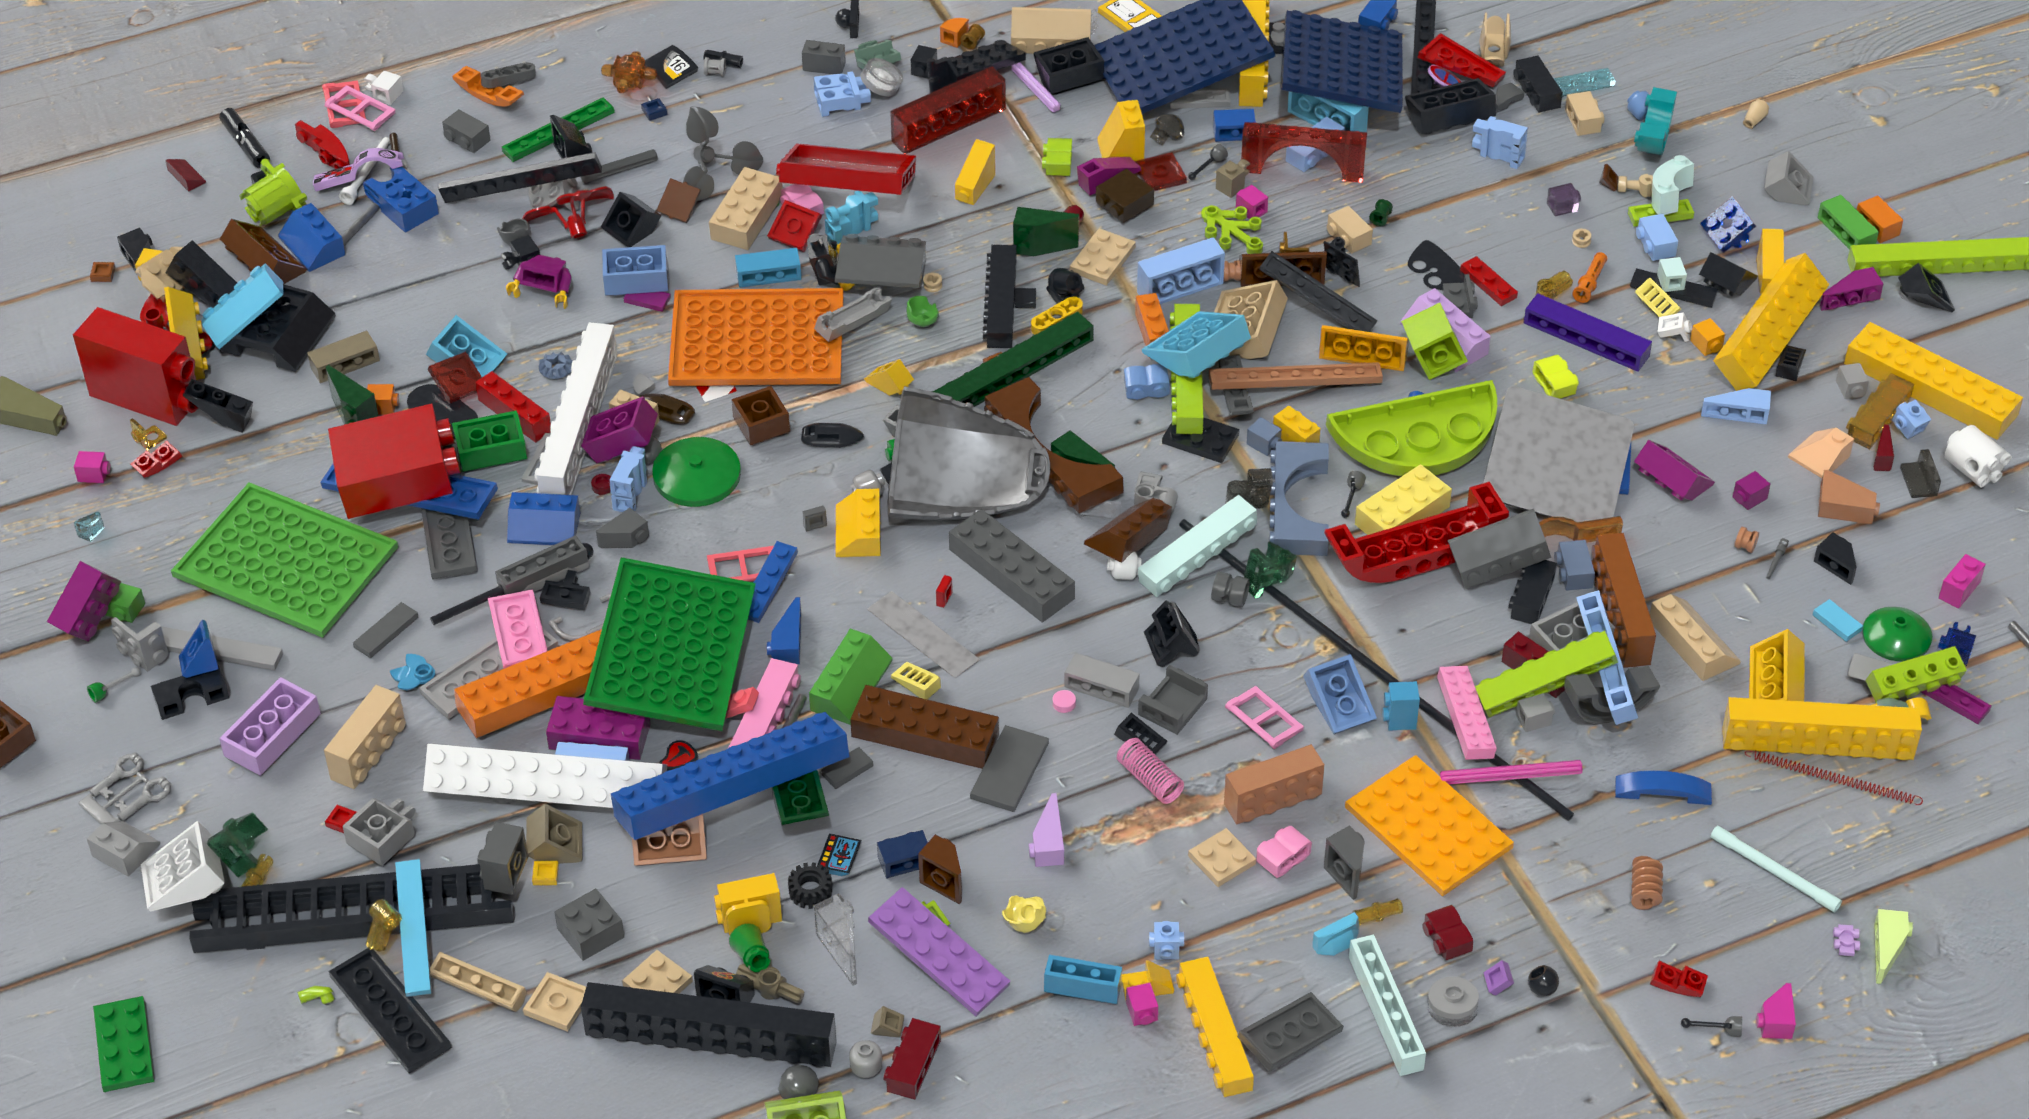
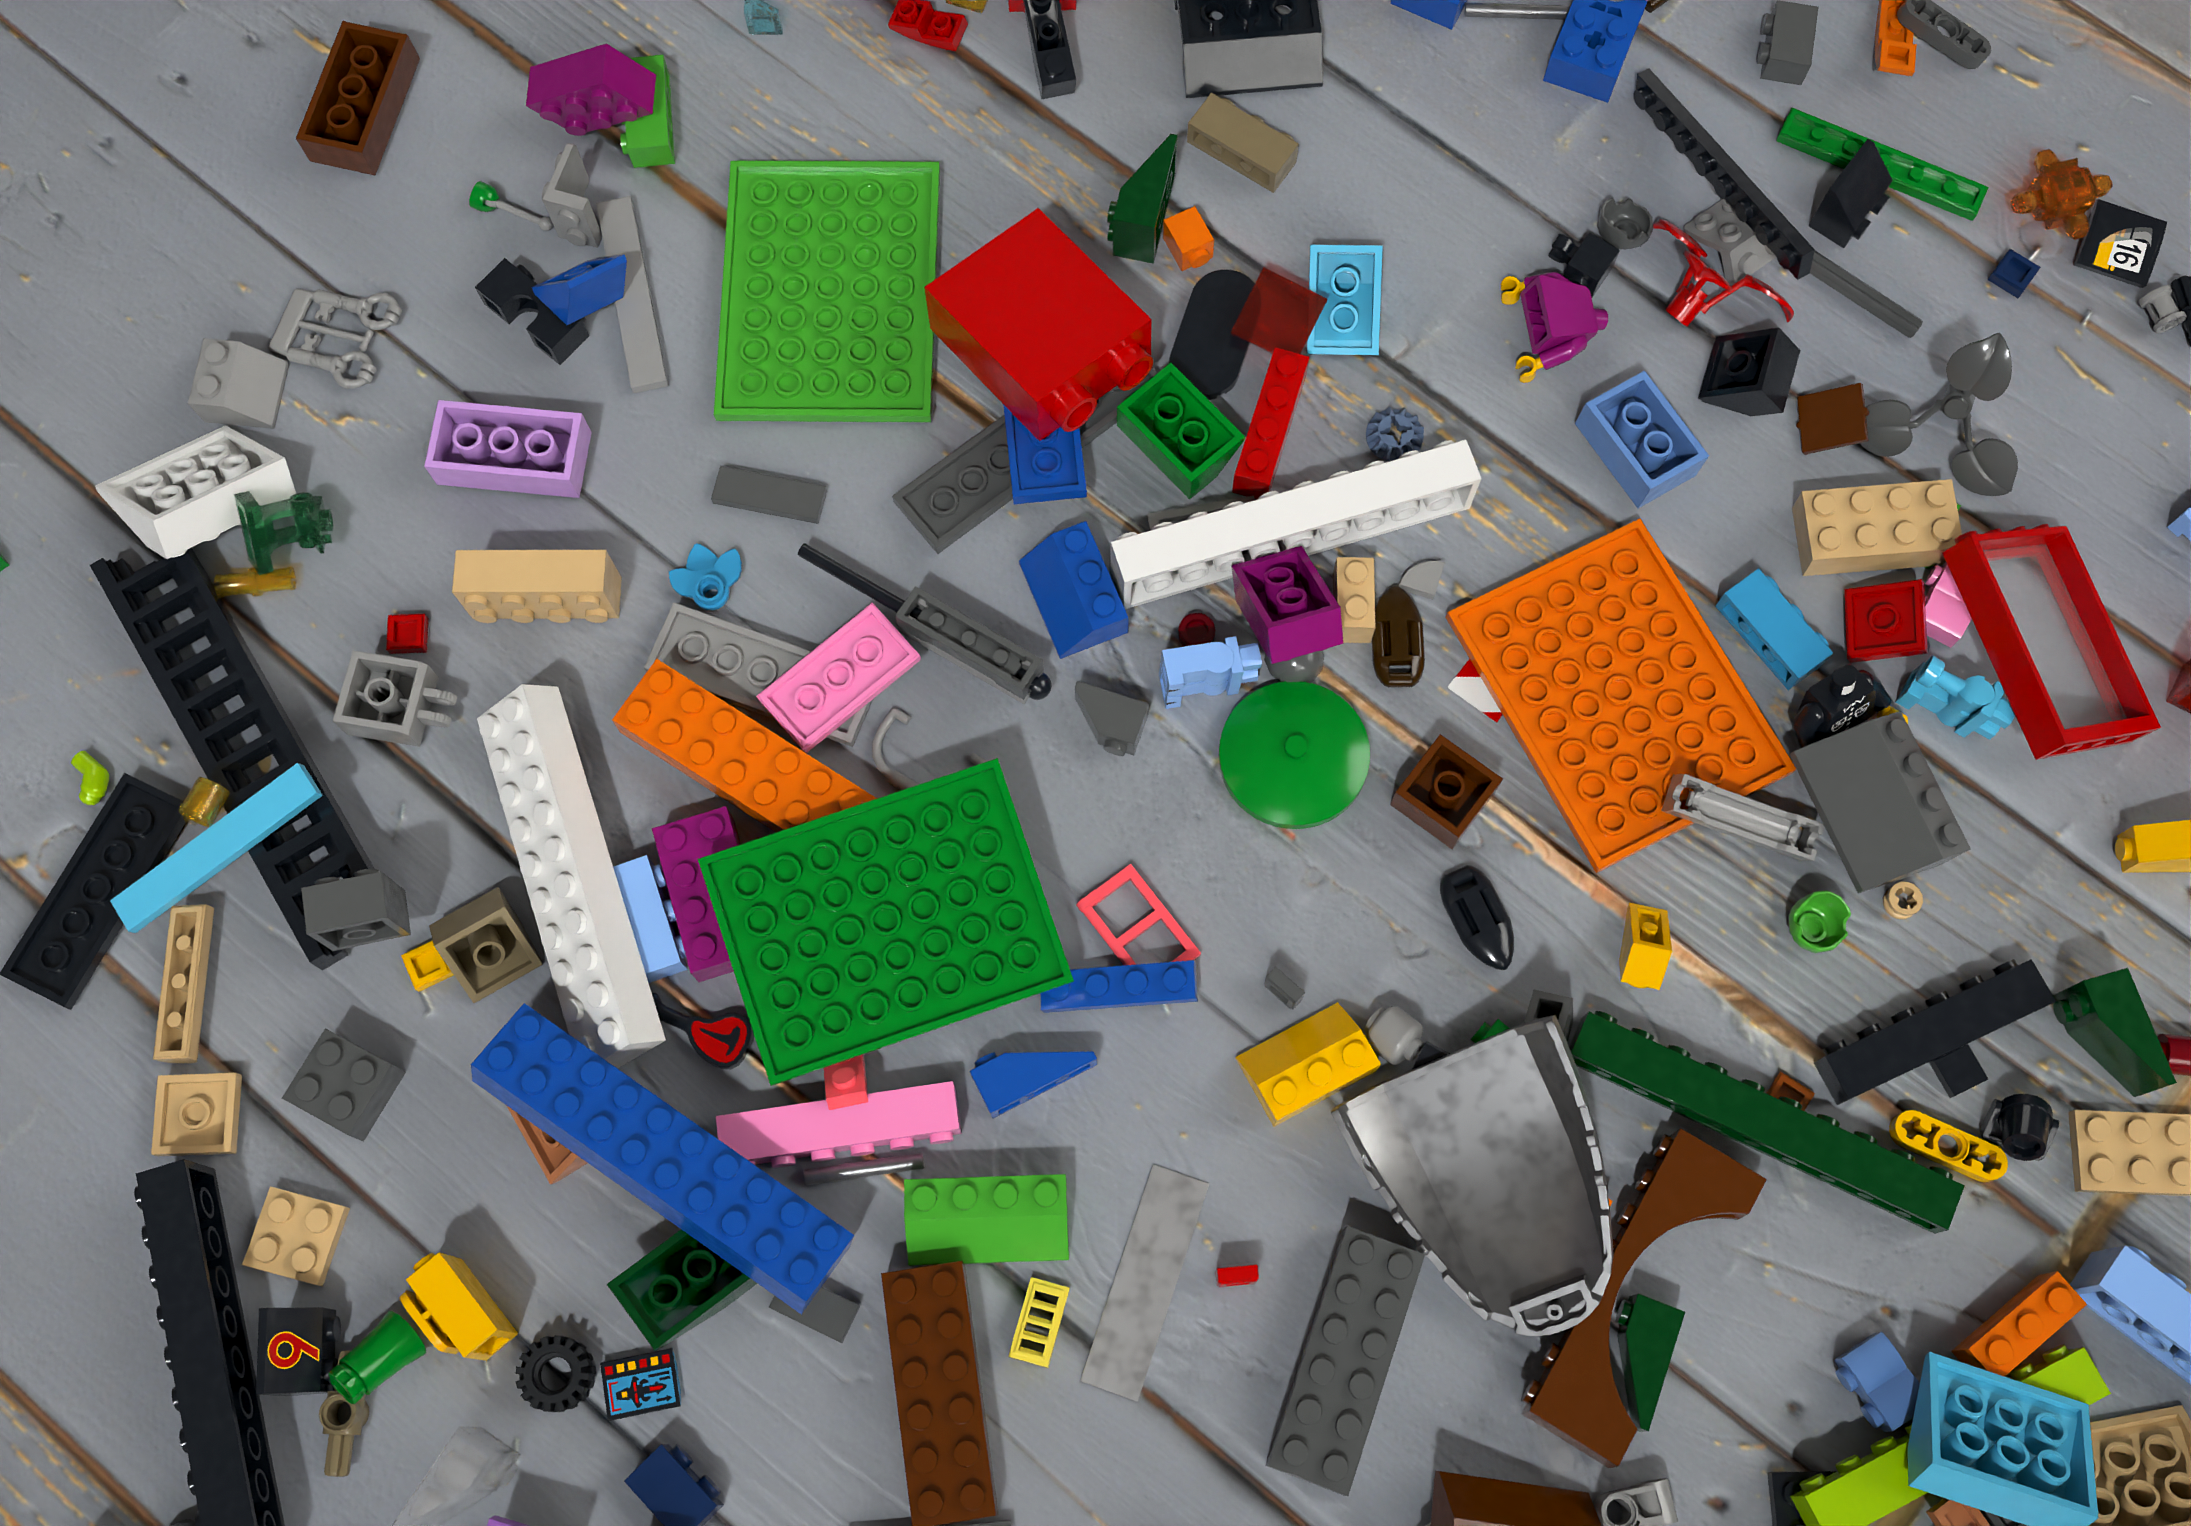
camera: 65 degrees right, 25 degrees up
(565, 593) = (954, 701): black hinge -> none
(651, 300) = (1608, 496): magenta tile -> none

